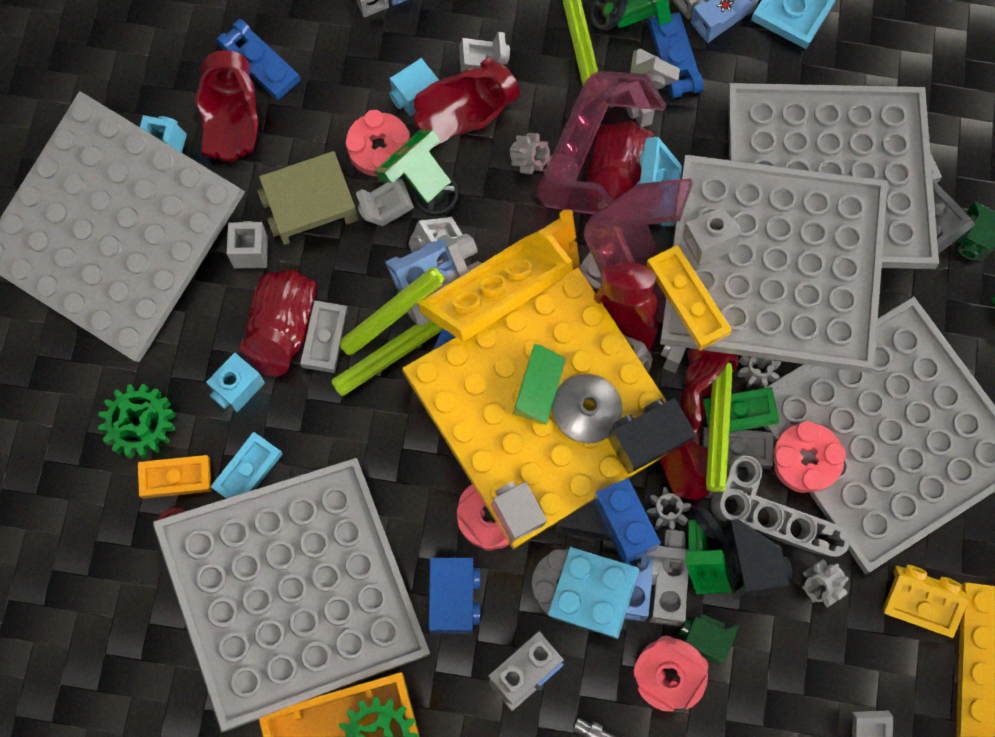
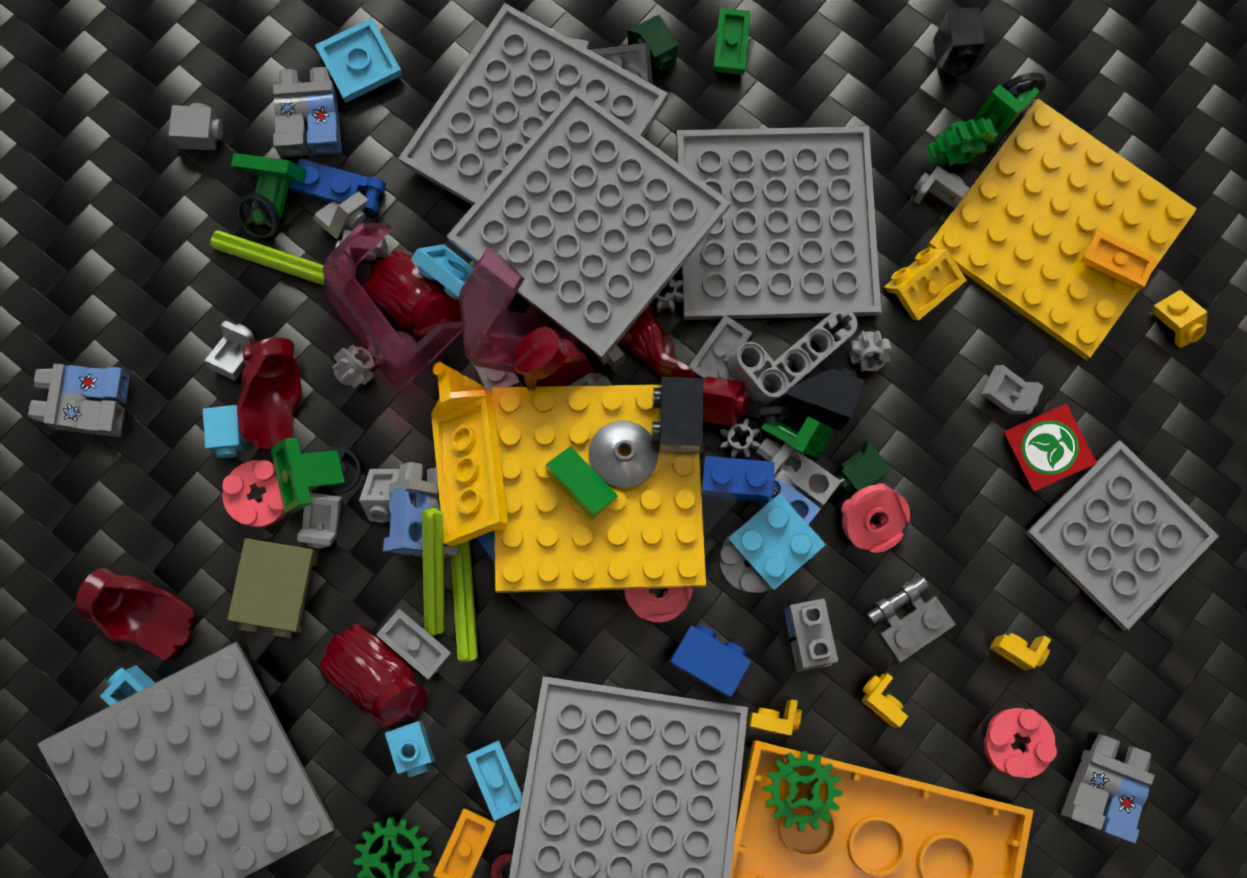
camera: 65 degrees left, 5 degrees up
(247, 244) = (286, 666): light grey brick -> none
(264, 63) = (111, 553): blue plate -> none
(429, 679) = (769, 720): none -> yellow bracket
(517, 510) = (683, 563): light grey brick -> none
(689, 297) = (582, 311): yellow plate -> none
(711, 235) = (539, 259): light grey brick -> none
(719, 431) = (705, 358): lime axle -> none
(749, 409) = (694, 329): green plate -> none
(827, 452) = (771, 283): coral plate -> none

